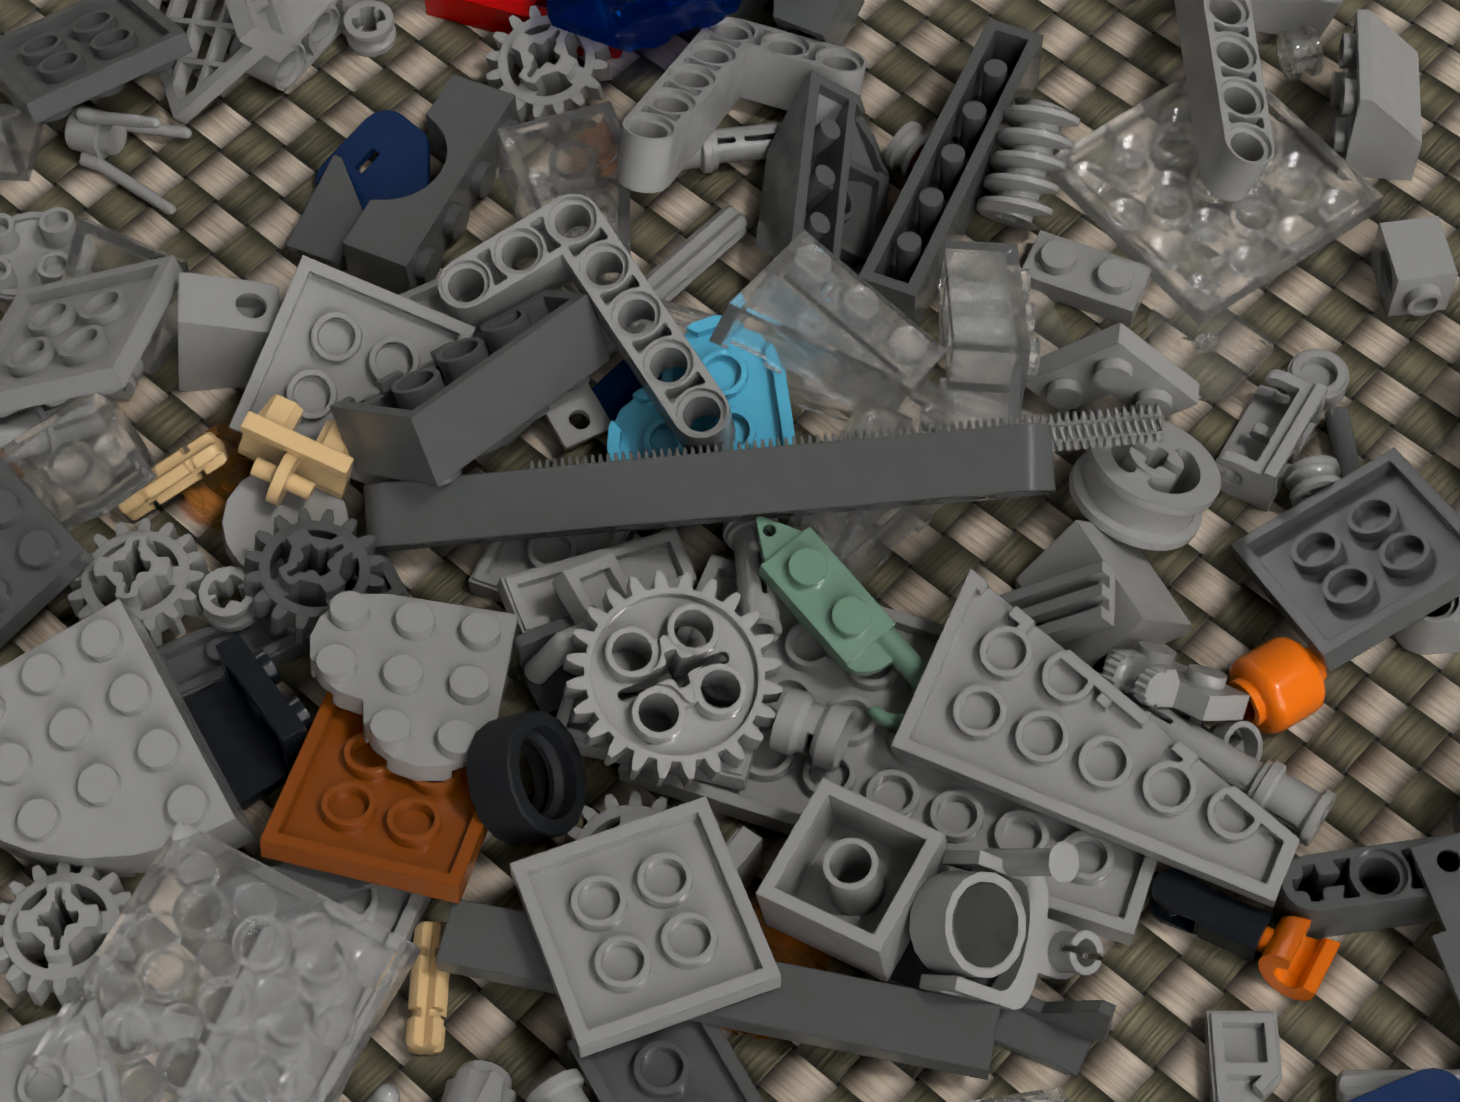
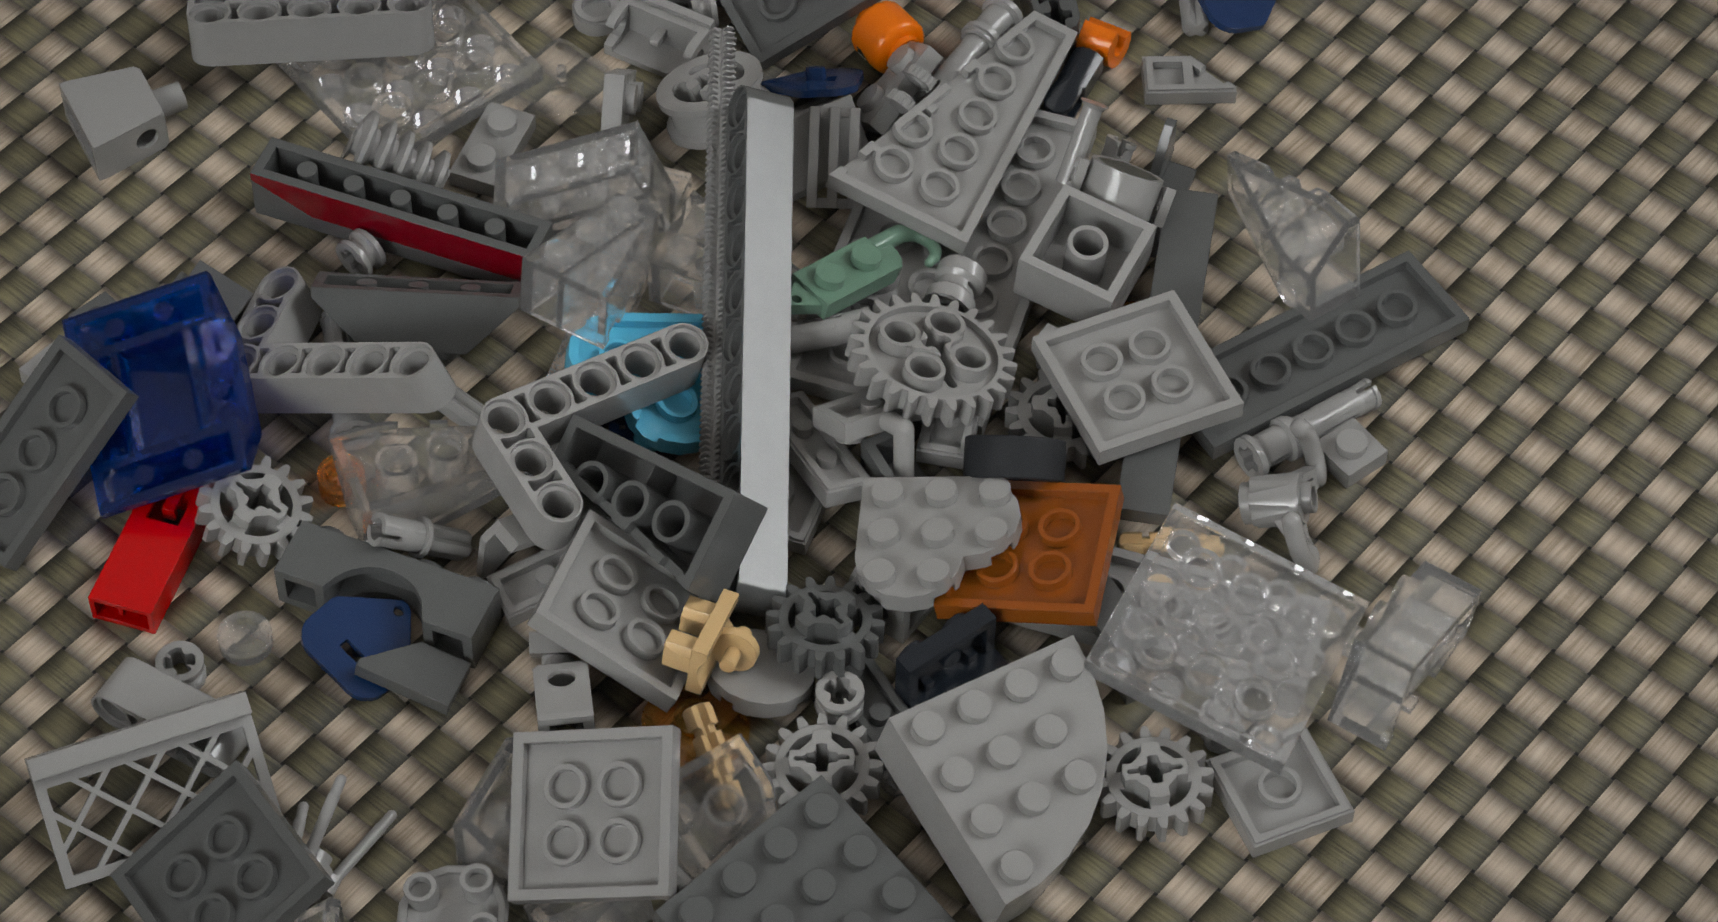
camera: 95 degrees left, 5 degrees down
(404, 80) = (245, 638): none -> clear tile
(489, 189) = (419, 537): none -> light grey axle
(1183, 581) = (817, 82): none -> dark blue piece

